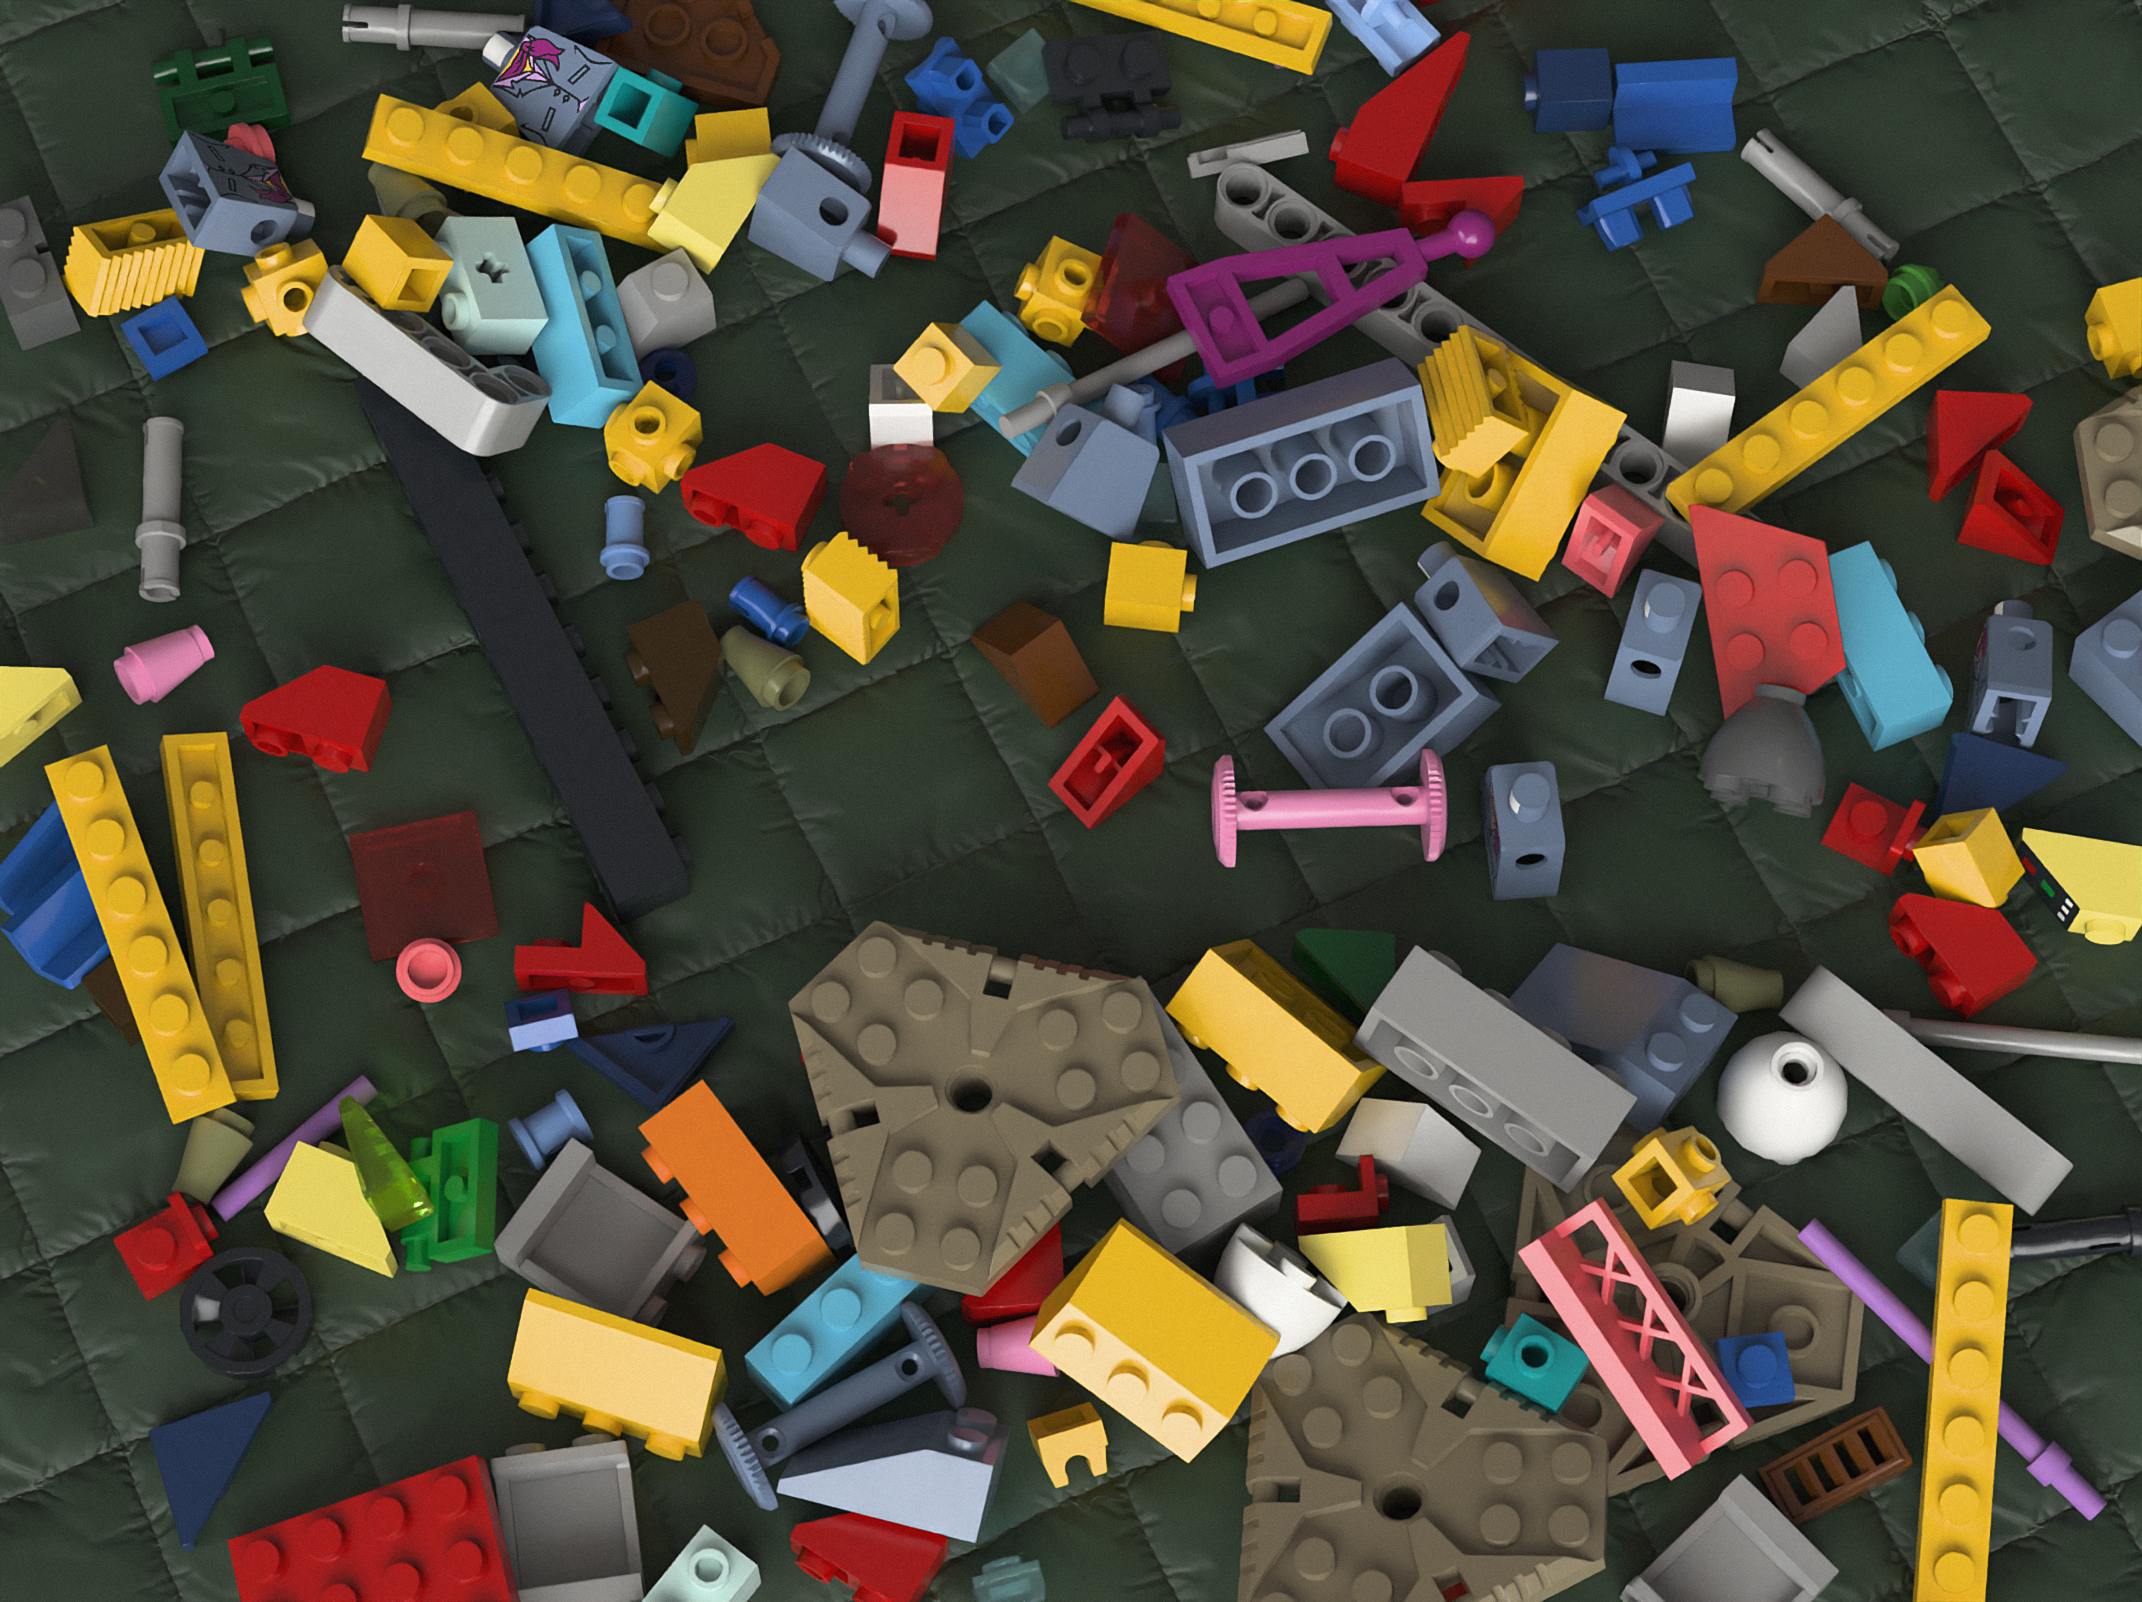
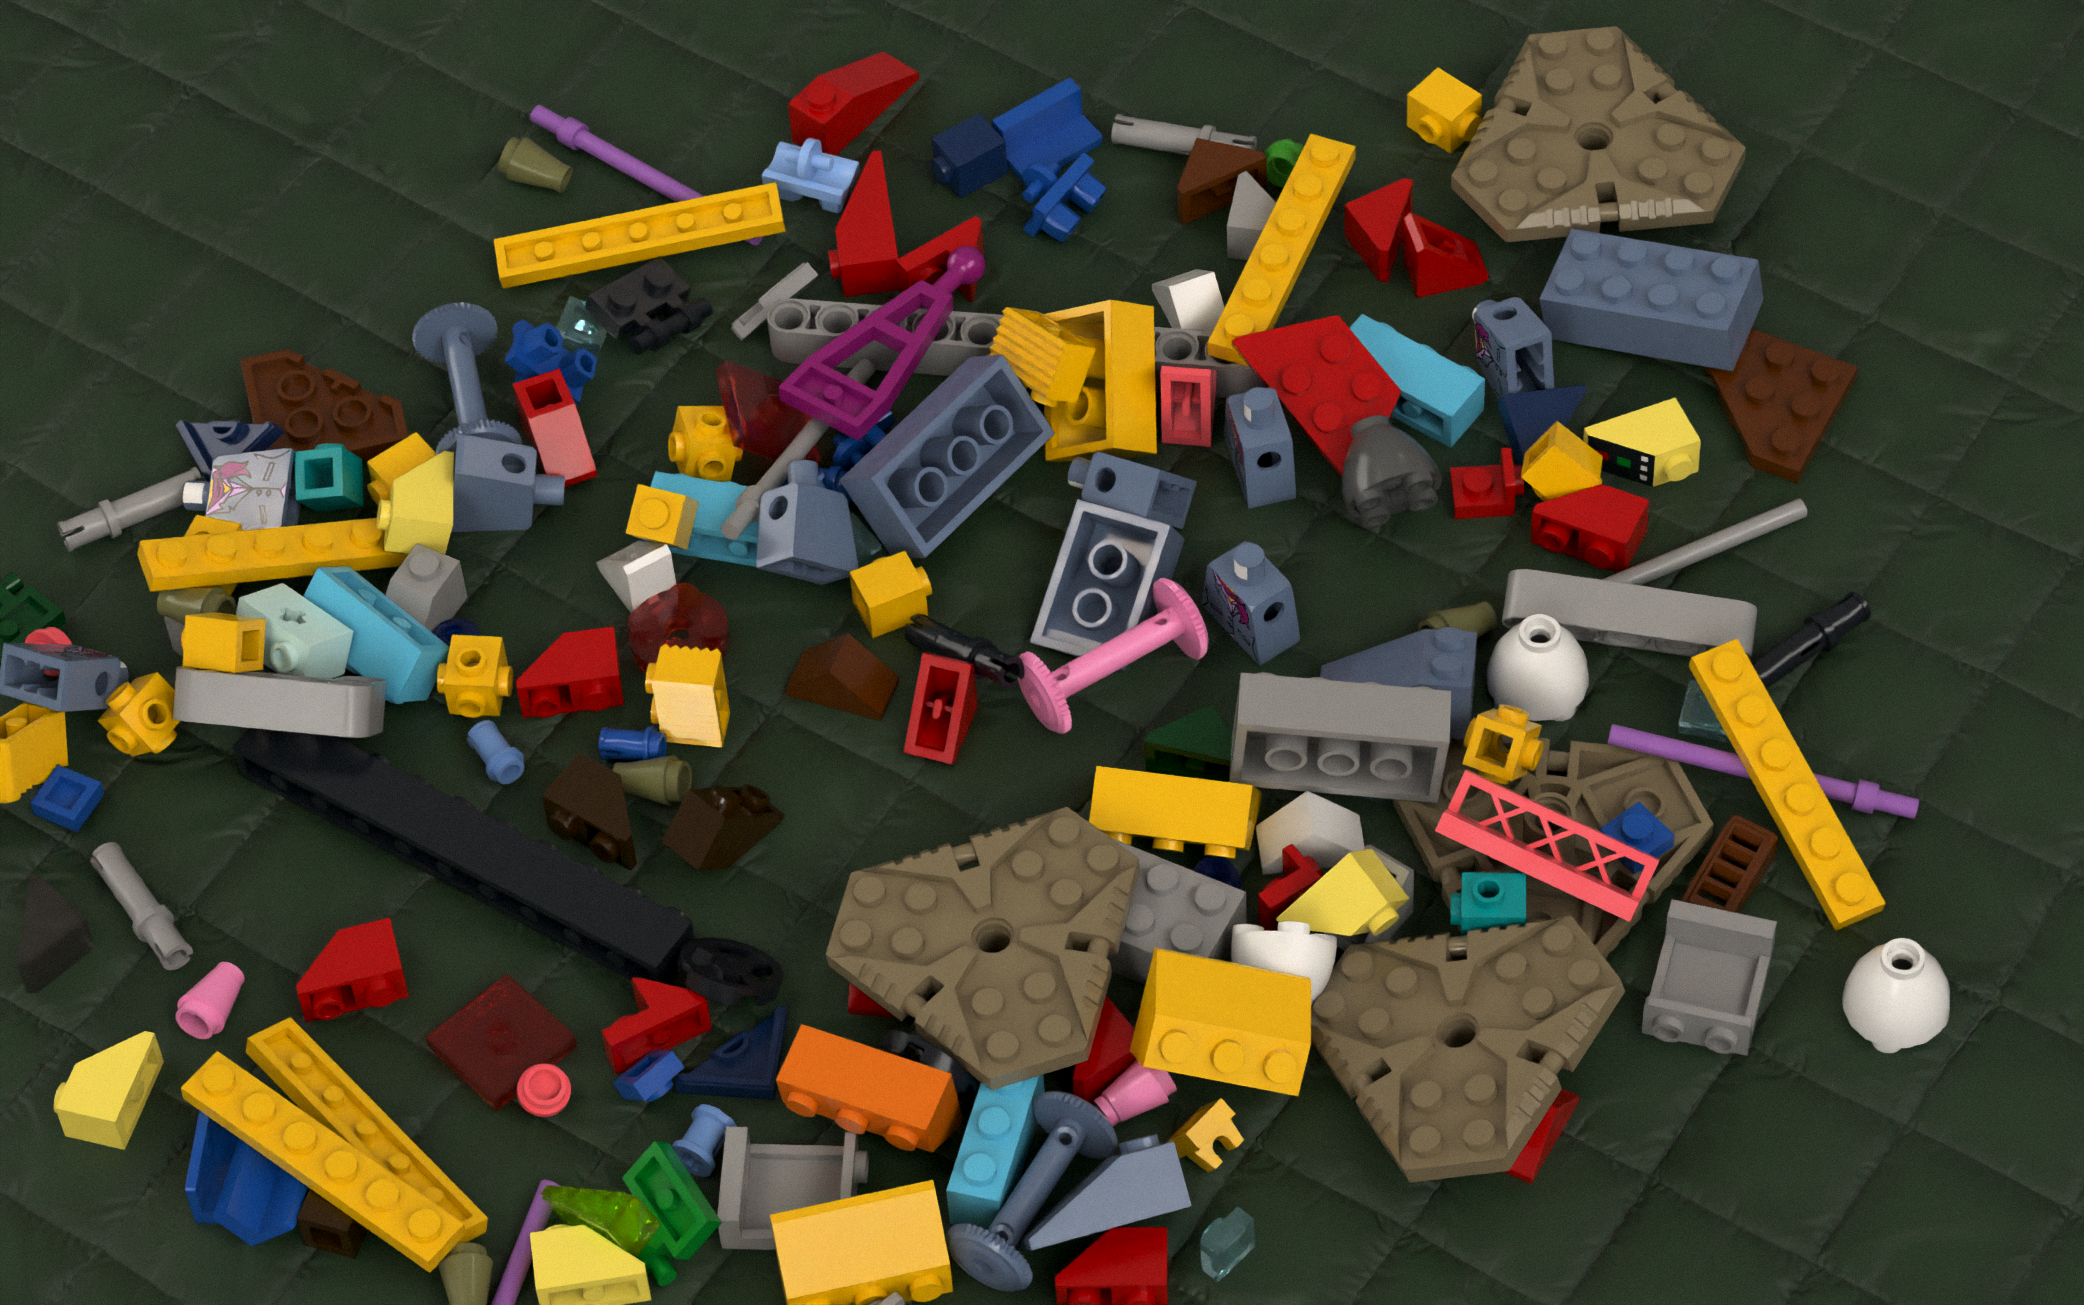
camera: 25 degrees left, 15 degrees down
(693, 949) = (726, 971): none -> black piece
(797, 766) = (720, 825): none -> dark brown slope
(1178, 720) = (947, 642): none -> black pin

